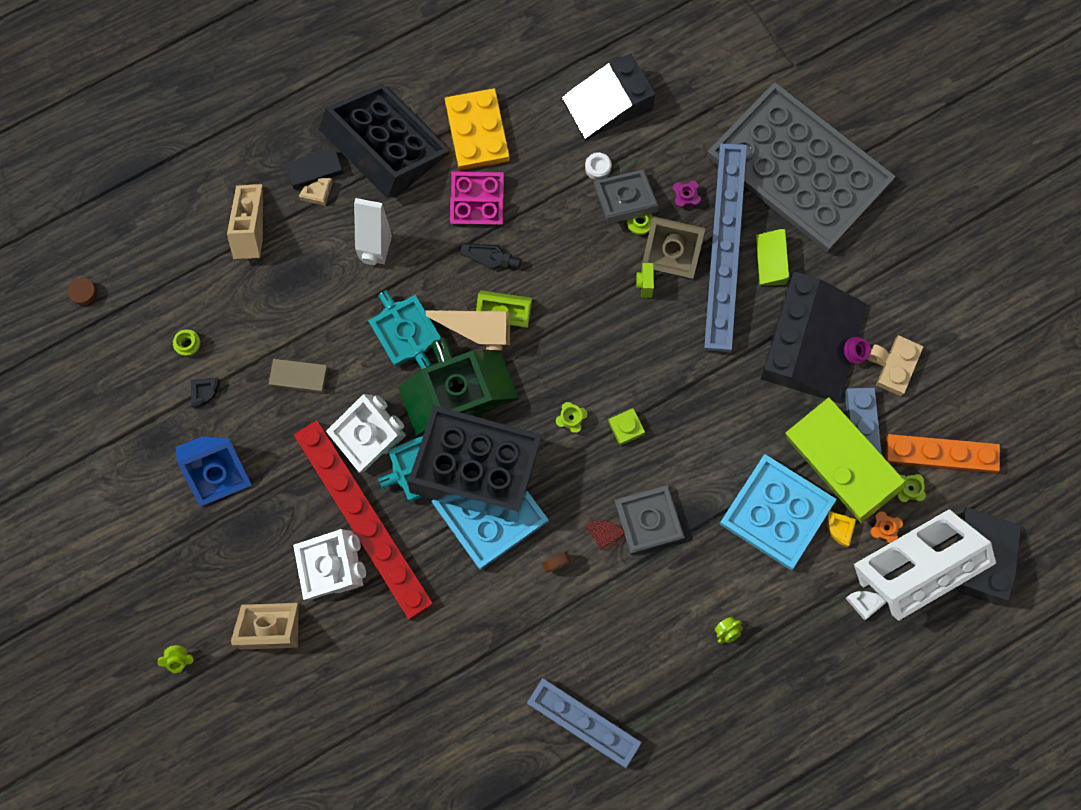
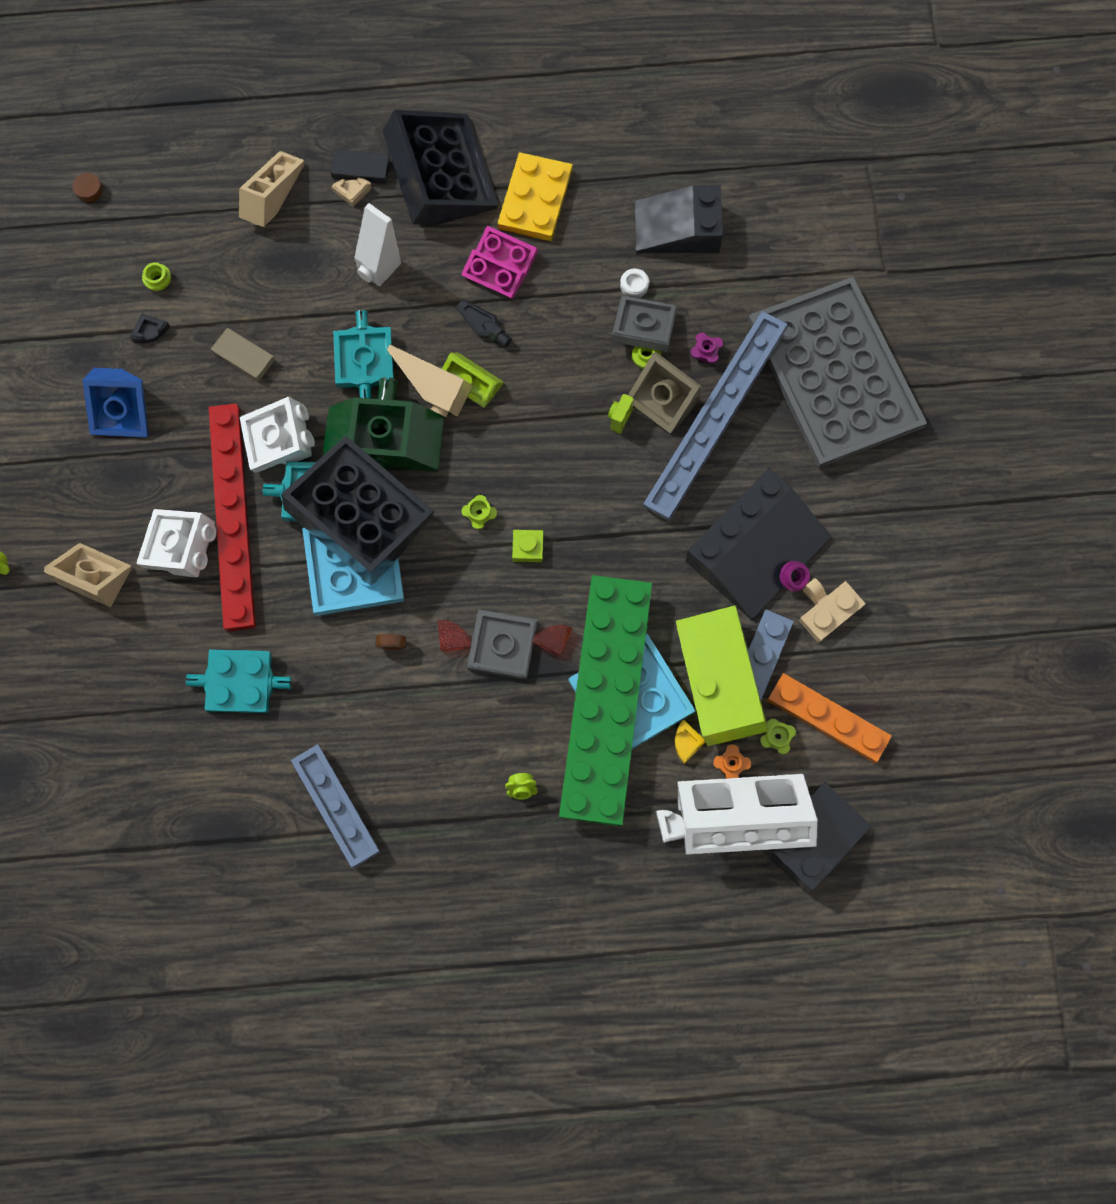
camera: 25 degrees right, 0 degrees up
(444, 657) = (238, 681): none -> teal plate
(689, 494) = (553, 638): none -> clear red tile
(762, 526) = (606, 701): none -> green plate
(772, 258) = (759, 448): lime slope -> none

